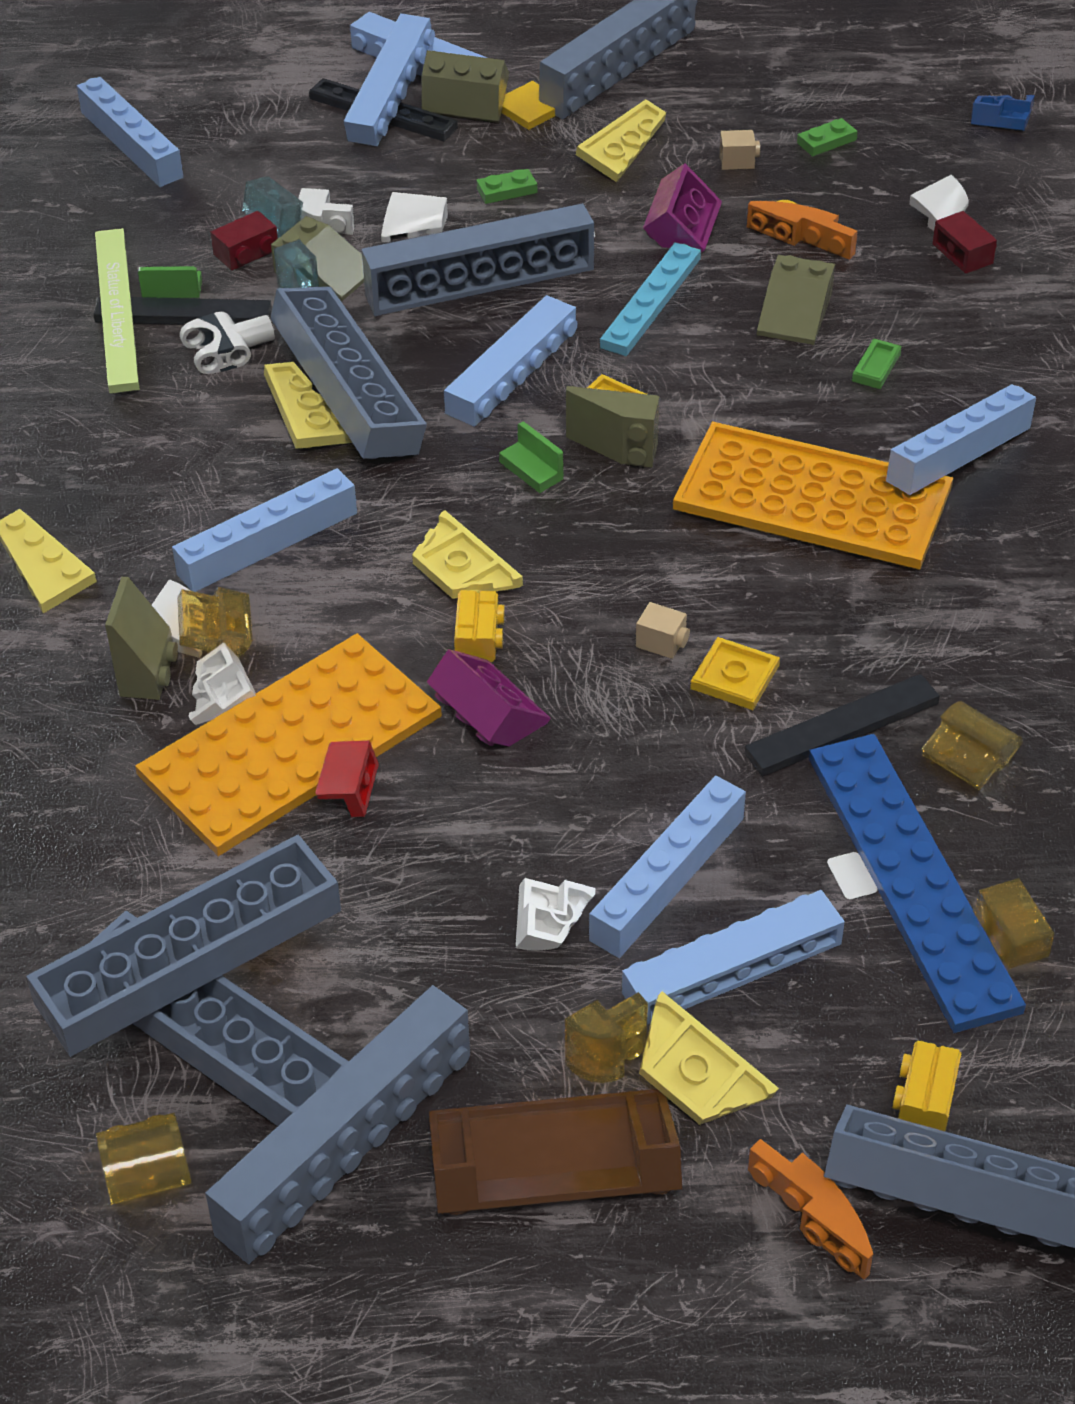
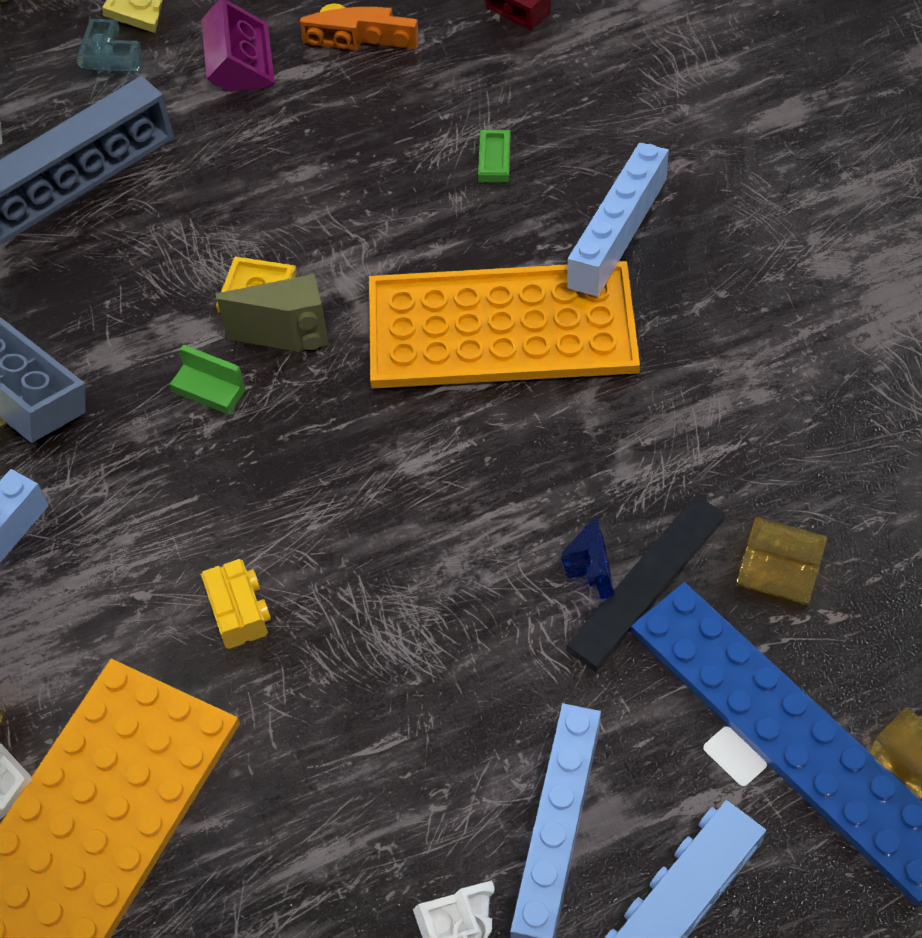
camera: 20 degrees left, 10 degrees up
(349, 774) = (175, 846): red panel -> none
(462, 561) = (185, 529): light yellow wing -> none
(485, 699) = (282, 690): magenta slope -> none
(506, 186) = (47, 71): bright green plate -> none
(510, 360) = (136, 273): light blue brick -> none
(564, 181) = (104, 52): none -> clear light blue brick
(650, 299) = (245, 155): medium azure plate -> none
(661, 630) = (425, 538): tan brick -> none
(735, 673) = (516, 559): yellow tile -> none
(796, 299) = (389, 111): olive slope -> none
(798, 688) = (589, 557): none -> clear blue slope

